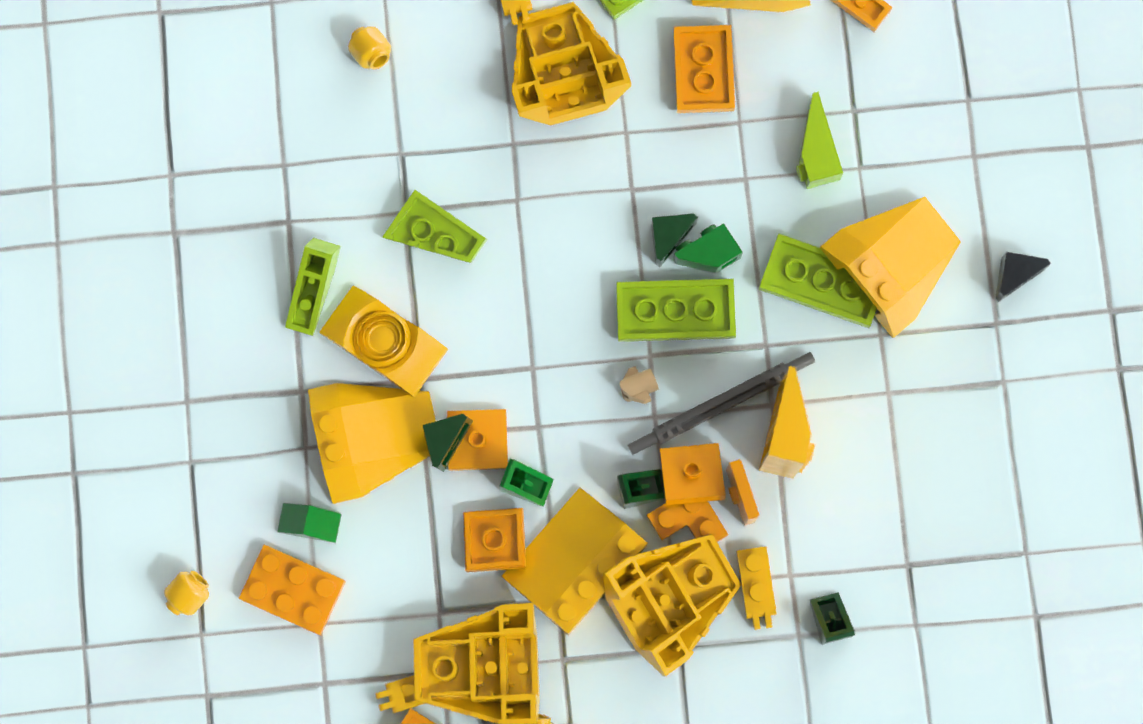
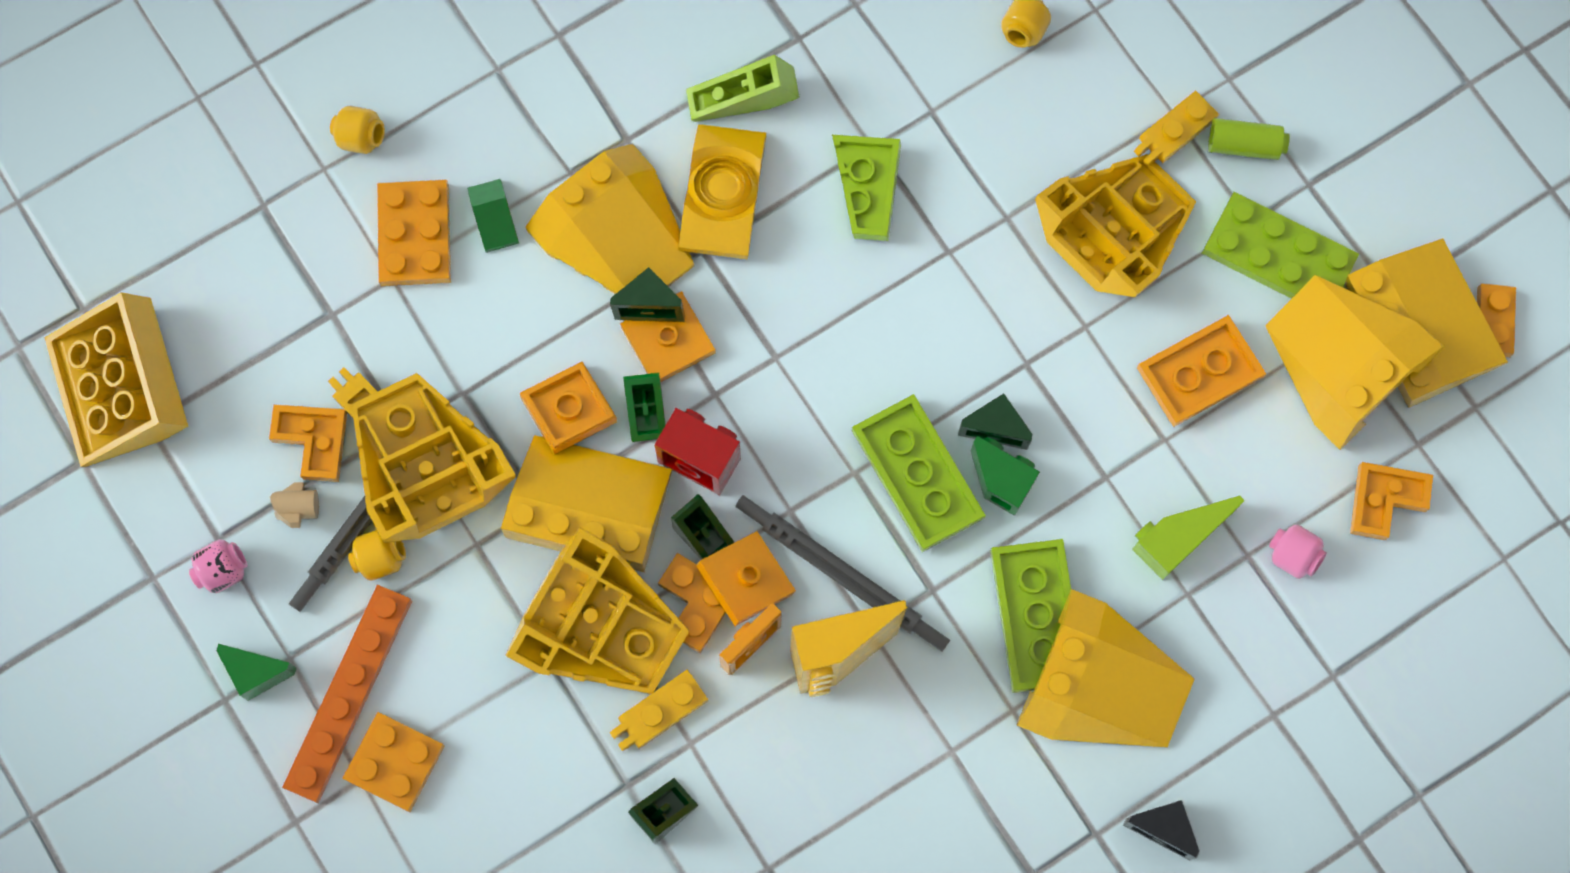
camera: 60 degrees right, 5 degrees down
(582, 458) = (698, 450): none -> red brick
(638, 386) = (814, 473): tan piece -> none
(870, 75) = (1297, 551): none -> bright pink head

